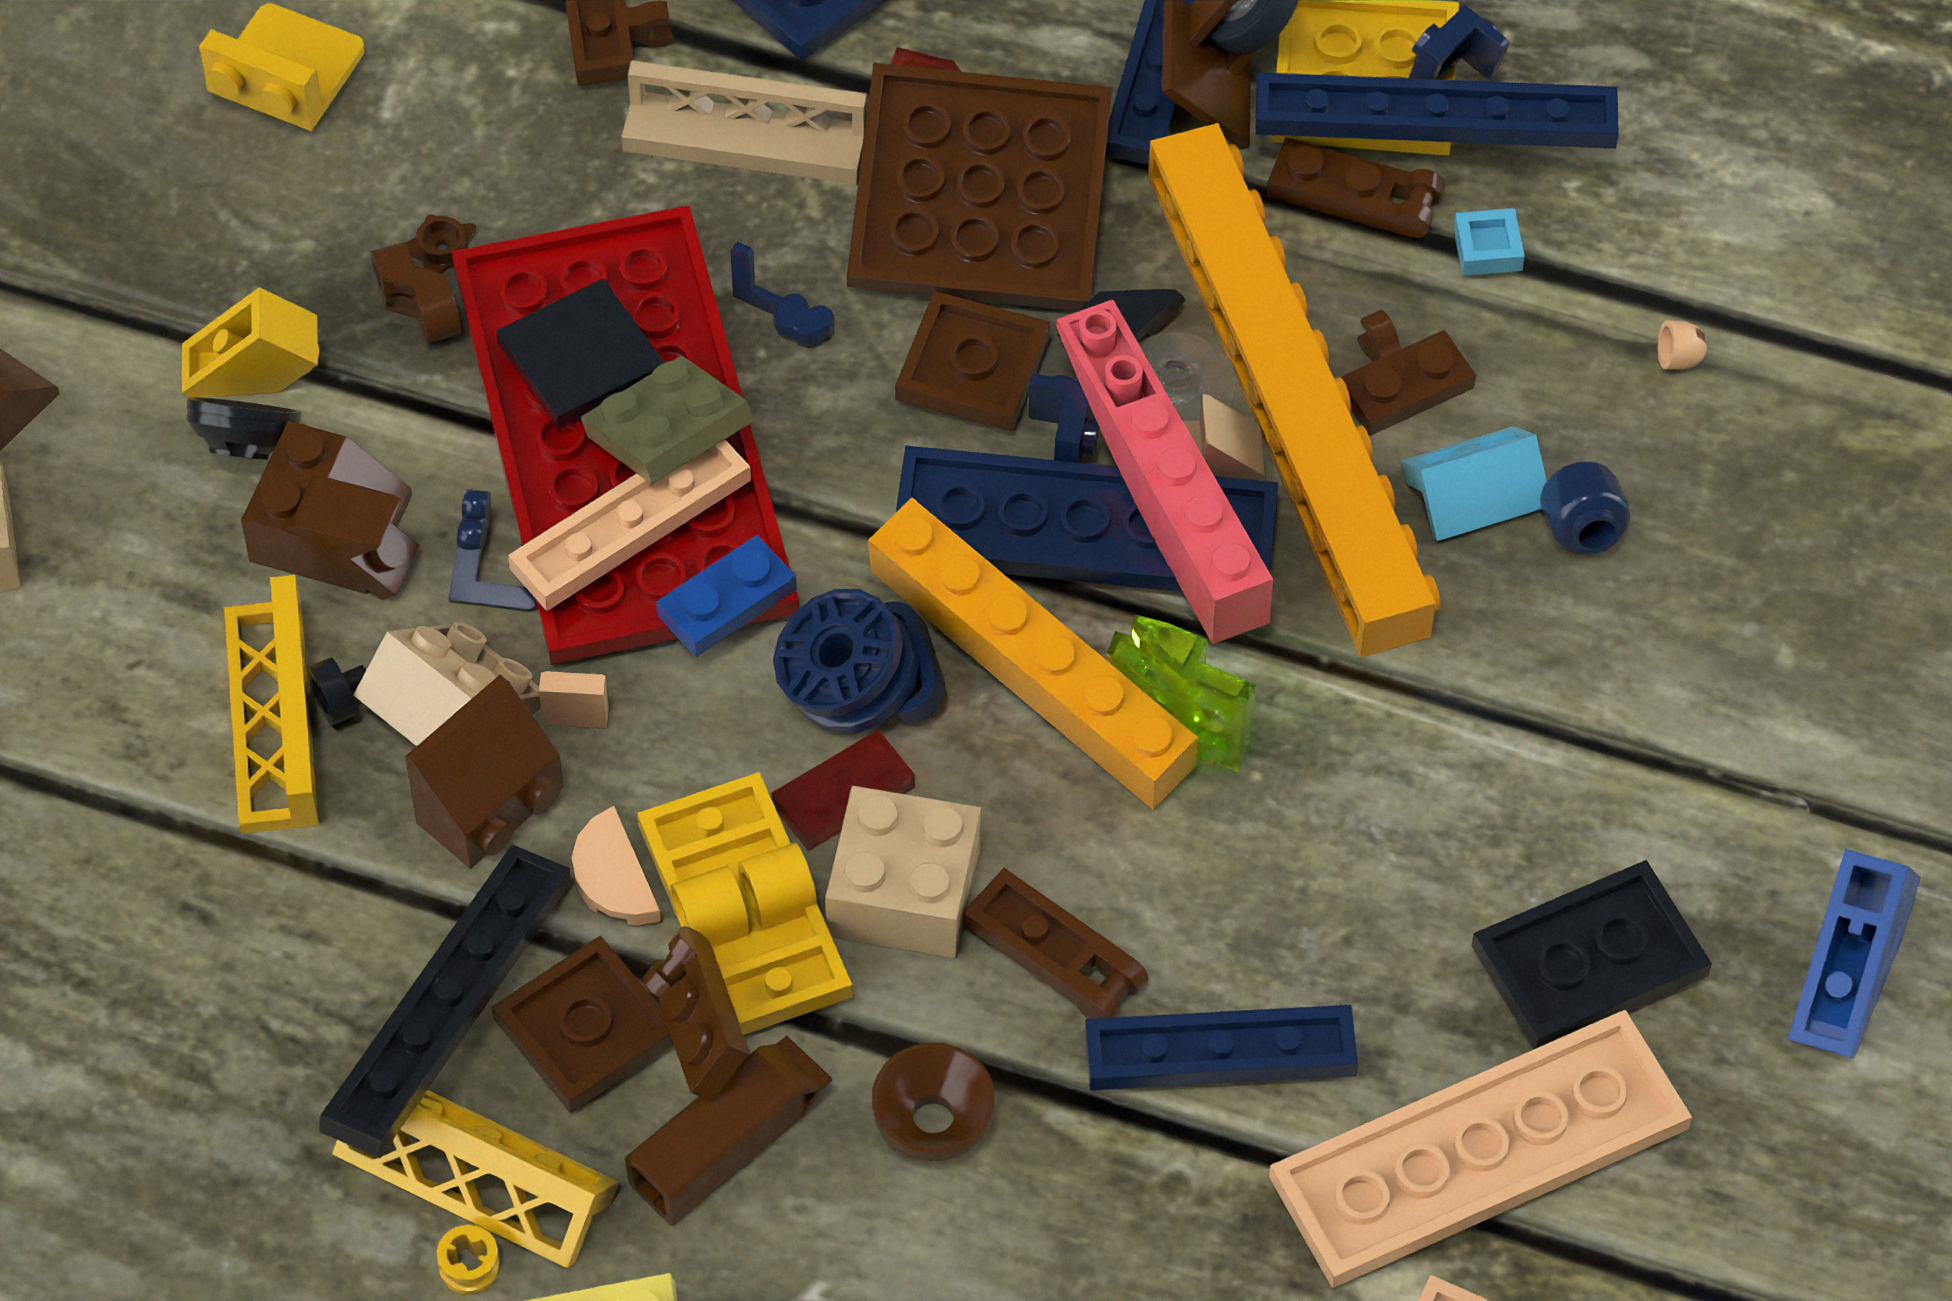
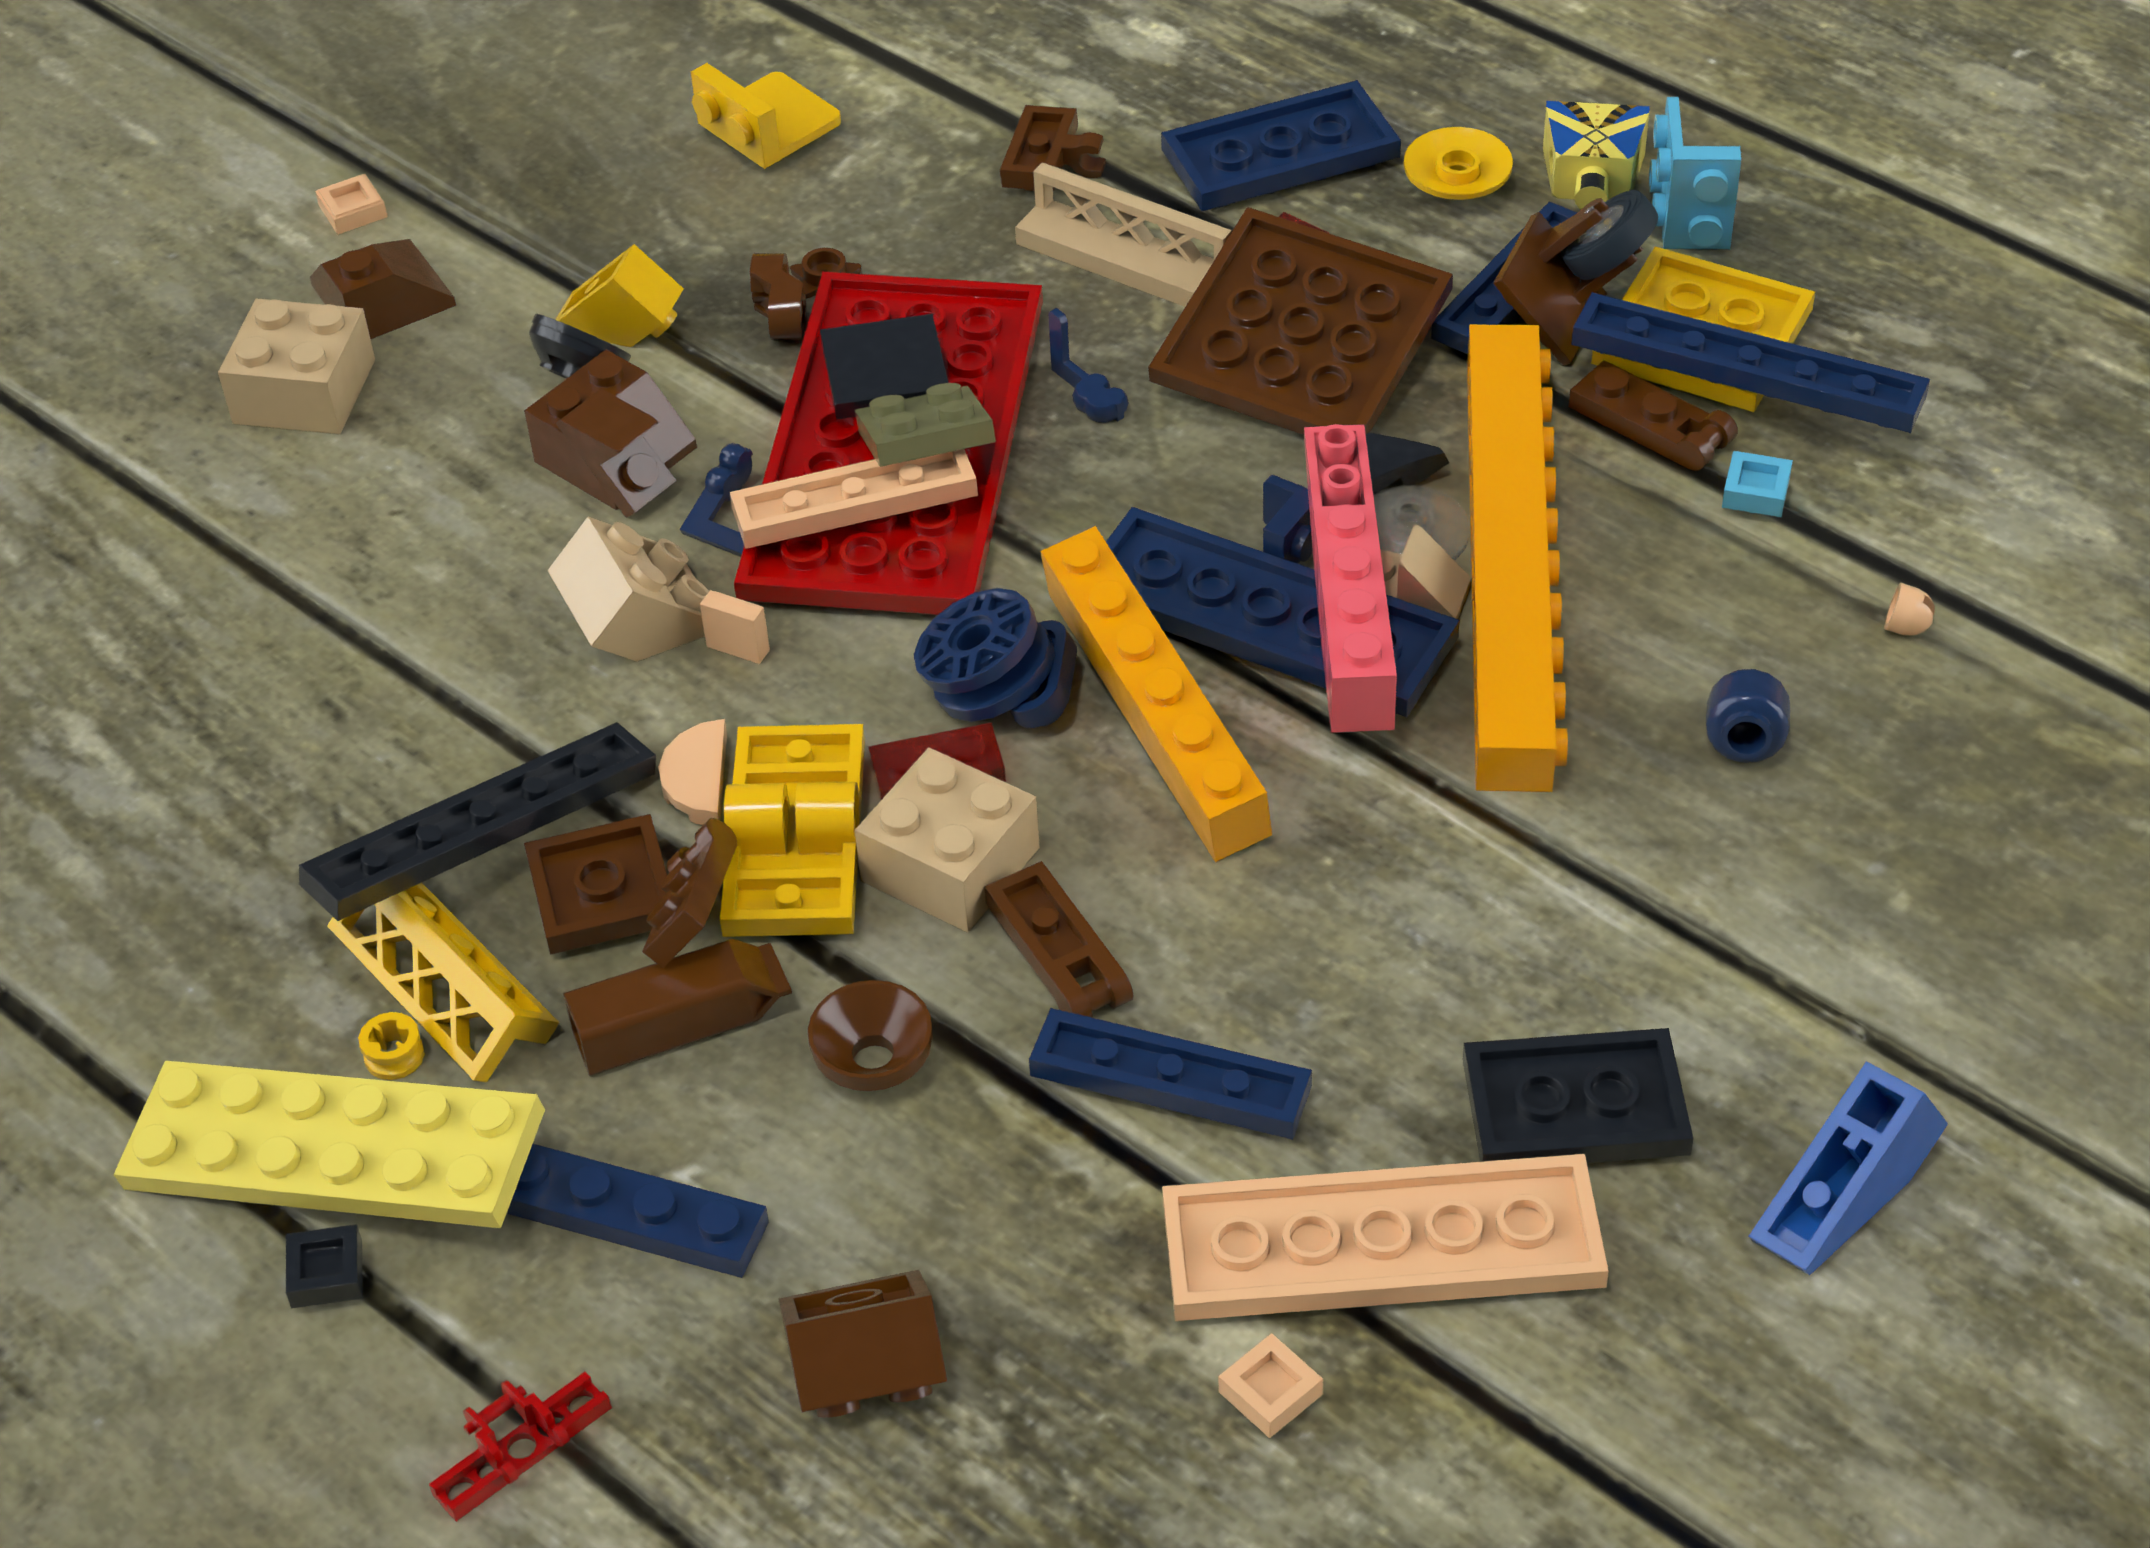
camera: 25 degrees right, 10 degrees down
(290, 700) = (491, 579): yellow fence -> none
(335, 689) = (534, 564): black tile -> none
(483, 774) = (617, 652): reddish brown slope -> none
(726, 595) = (907, 577): blue plate -> none
(972, 361) = (1226, 460): reddish brown plate -> none
(1174, 673) = (1288, 762): clear neon green plate -> none
(1403, 379) = (1625, 574): reddish brown plate -> none
(1461, 37) = (1792, 312): dark blue bracket -> none
(1478, 481) = (1654, 673): medium azure panel -> none

